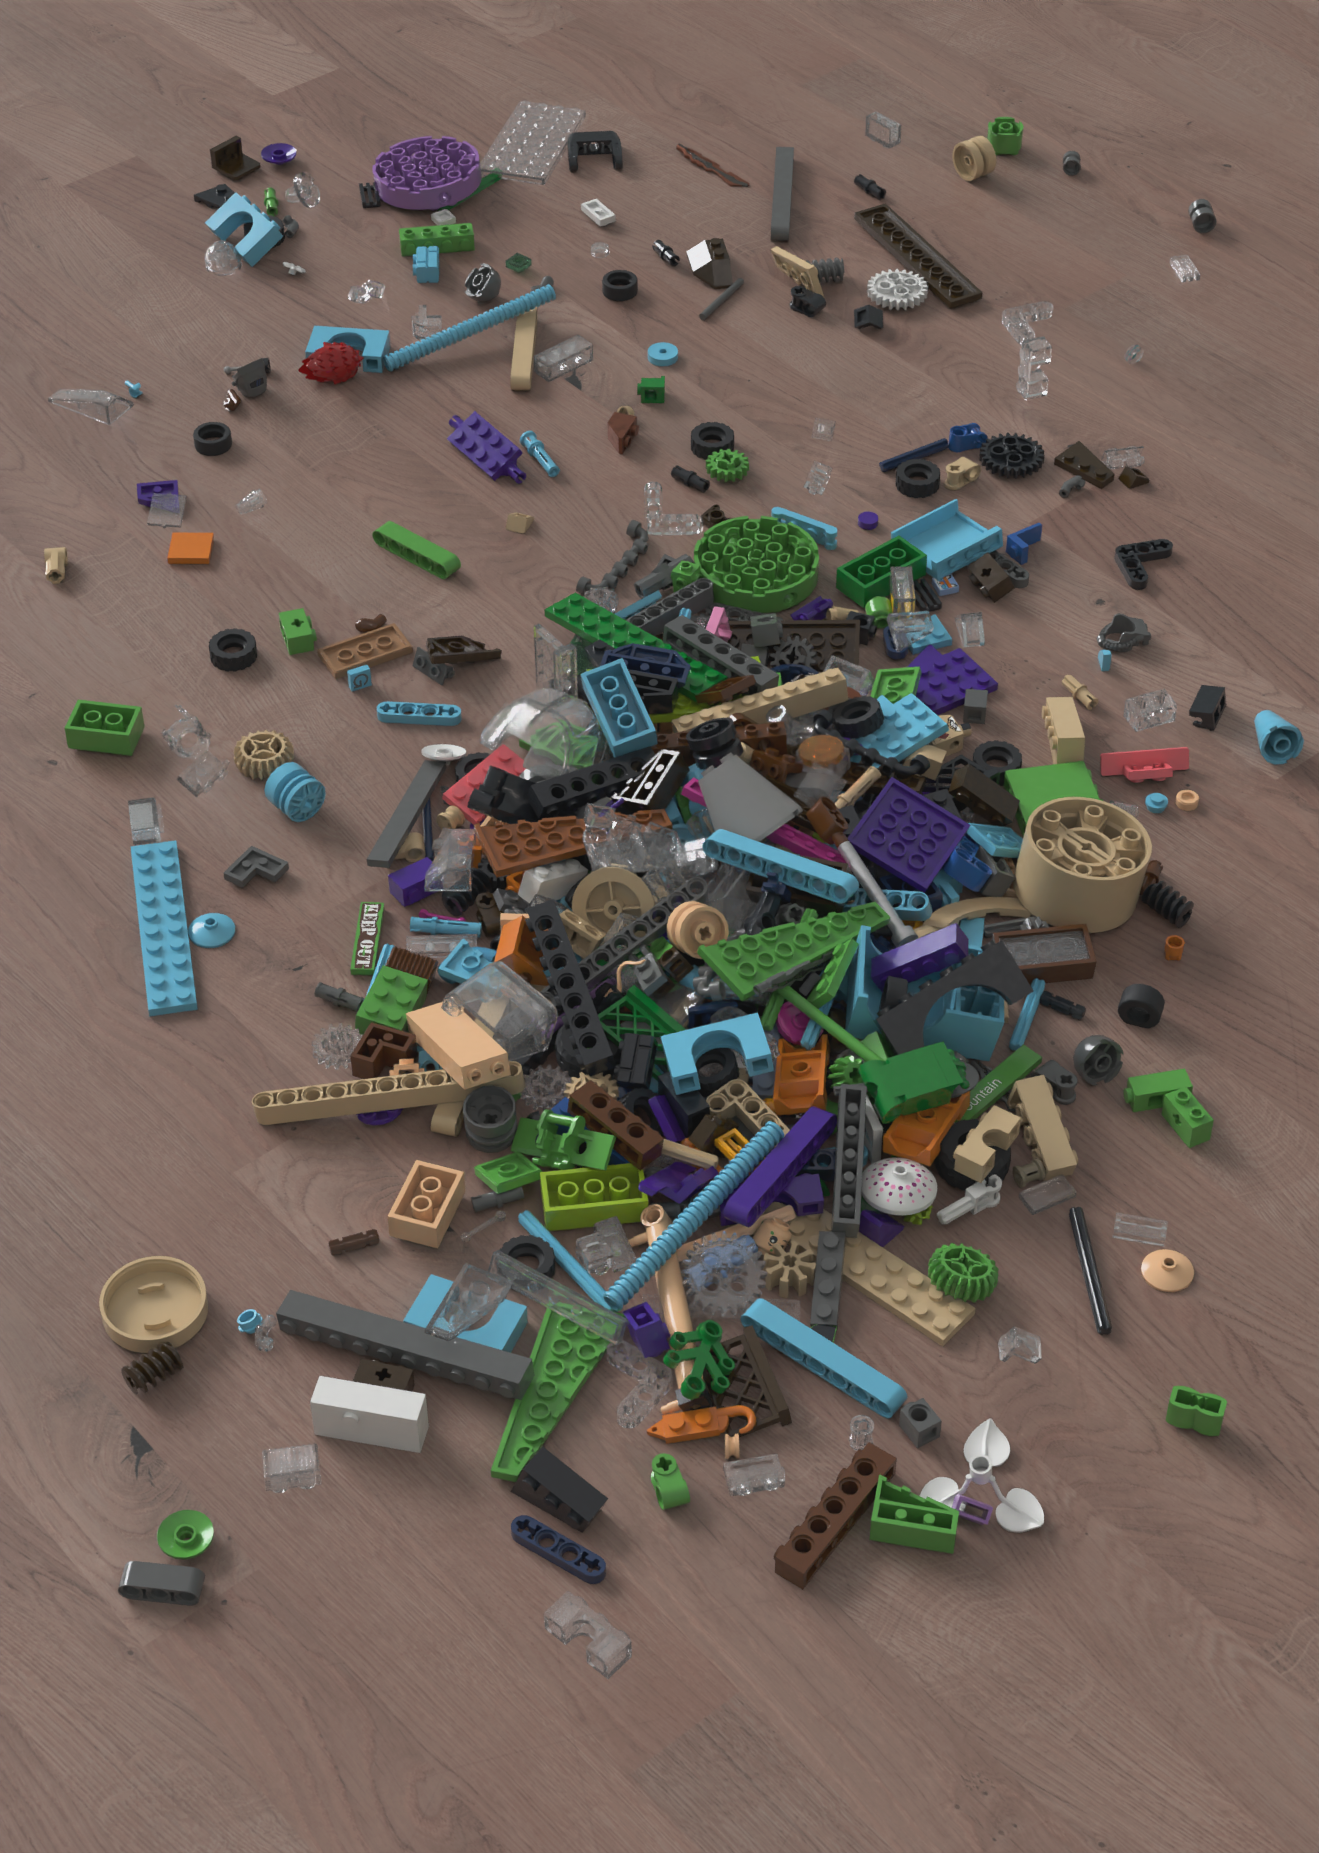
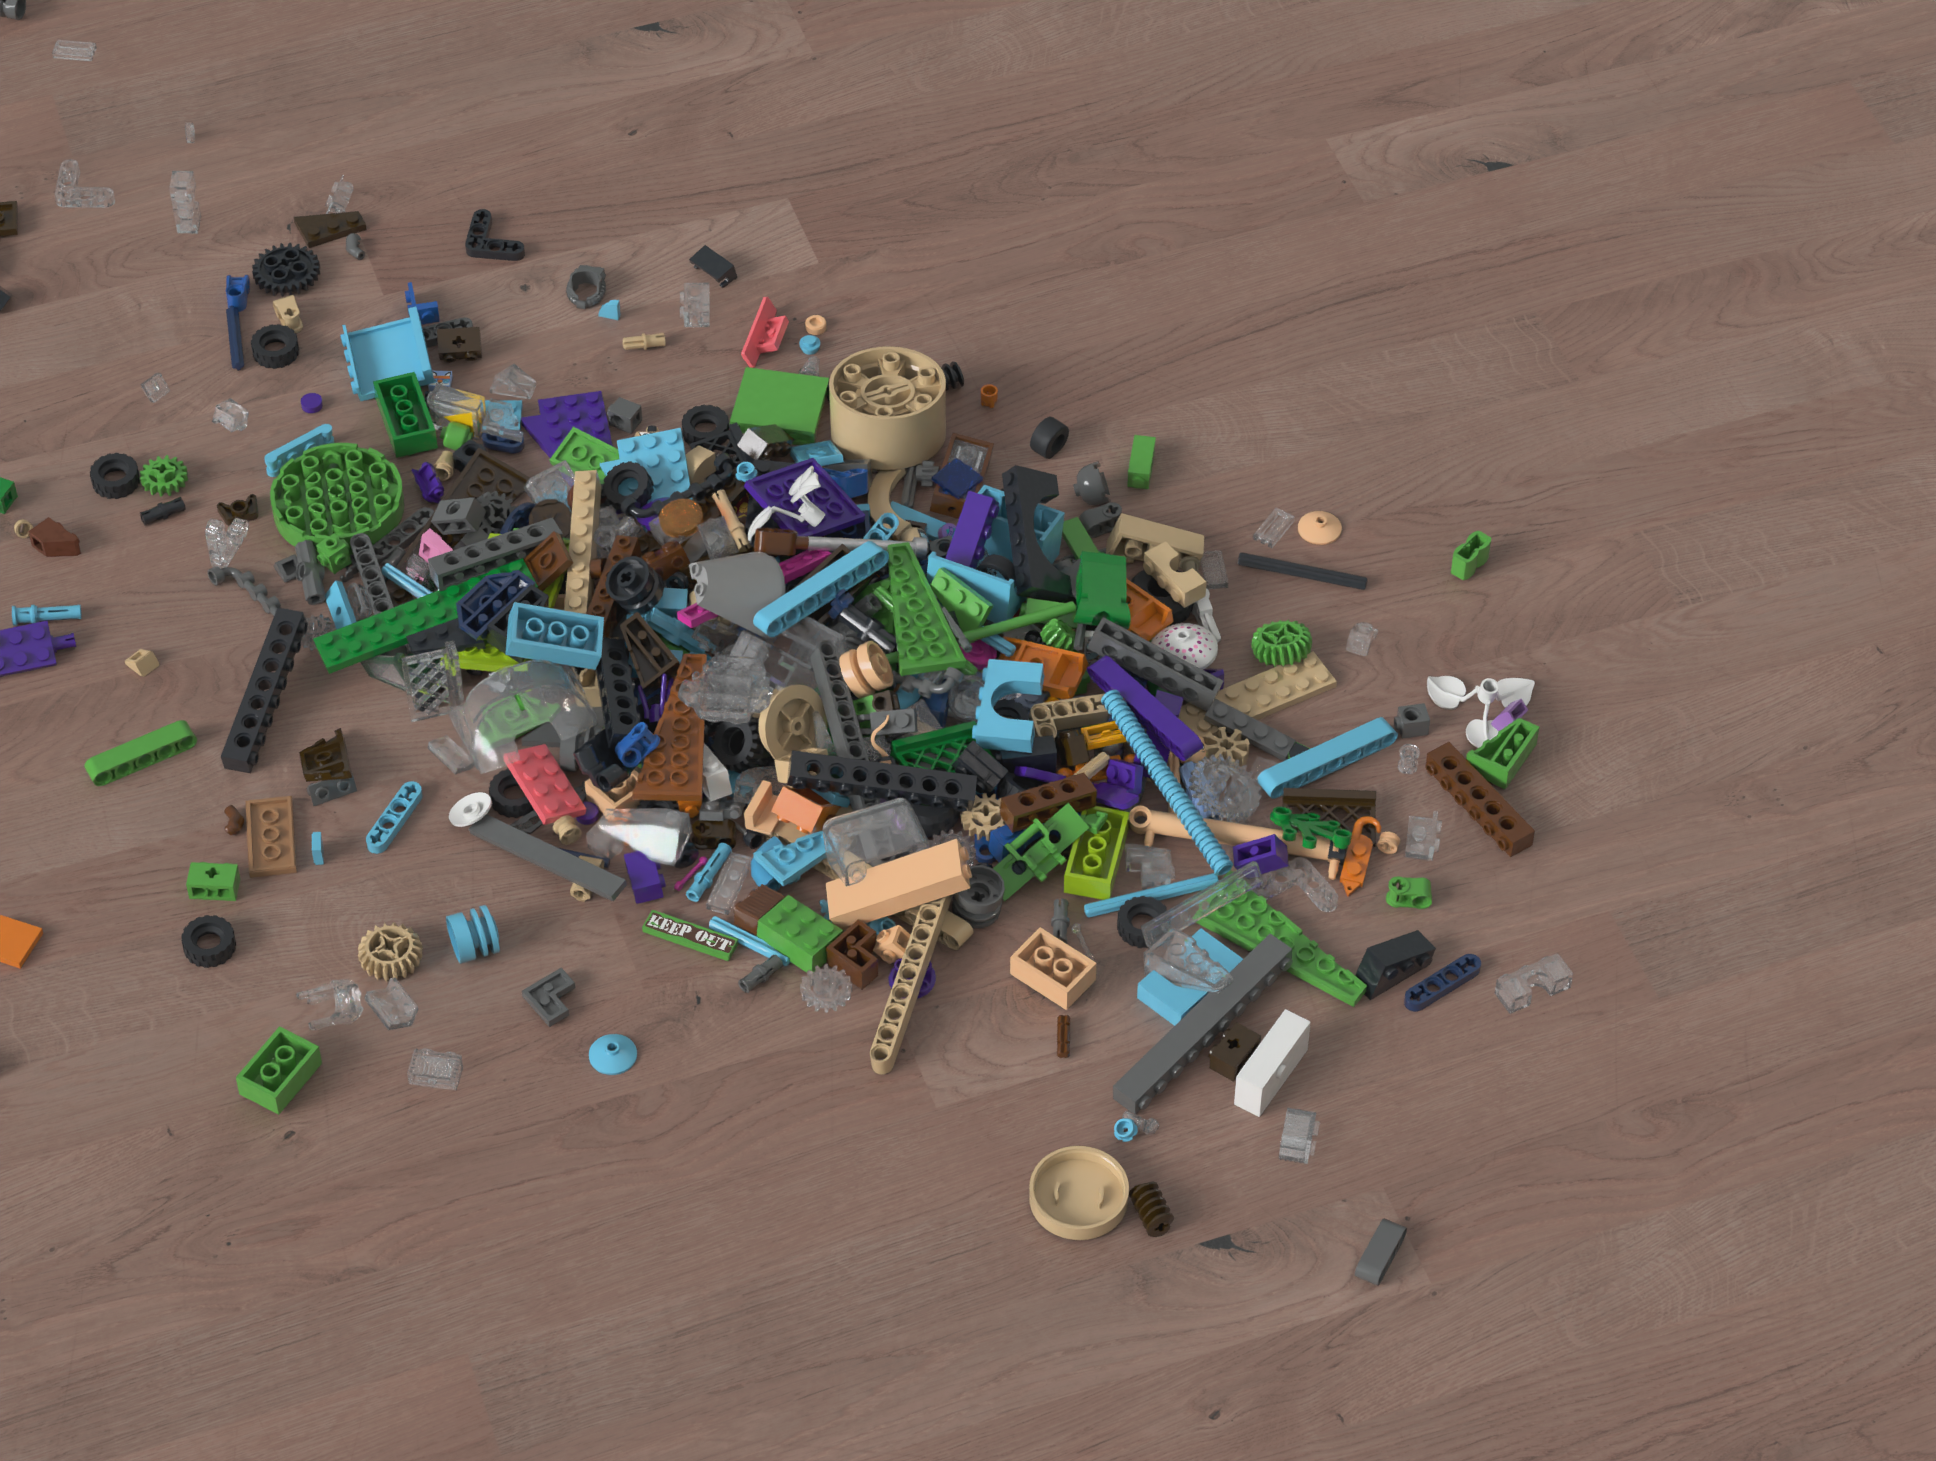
camera: 70 degrees left, 5 degrees up
(163, 928) = (590, 1090): medium azure plate -> none
(185, 1525) = (1338, 1215): bright green dish -> none
(508, 1172) = (1039, 904): bright green tile -> none
(511, 588) = (242, 758): none -> black brick
(527, 807) = (638, 744): none -> blue piece
(617, 1173) = (1095, 821): none -> bright green tile
(879, 831) = (811, 513): none -> white plant
(913, 779) = (746, 471): none -> medium azure plate
(1027, 944) = (957, 478): none -> clear blue piece
(1064, 730) = (699, 368): tan wedge -> none
(1133, 477) = (368, 202): dark brown slope -> none
(1187, 1117) = (1179, 455): bright green brick -> none
(1277, 737) = (777, 237): medium azure cone -> none

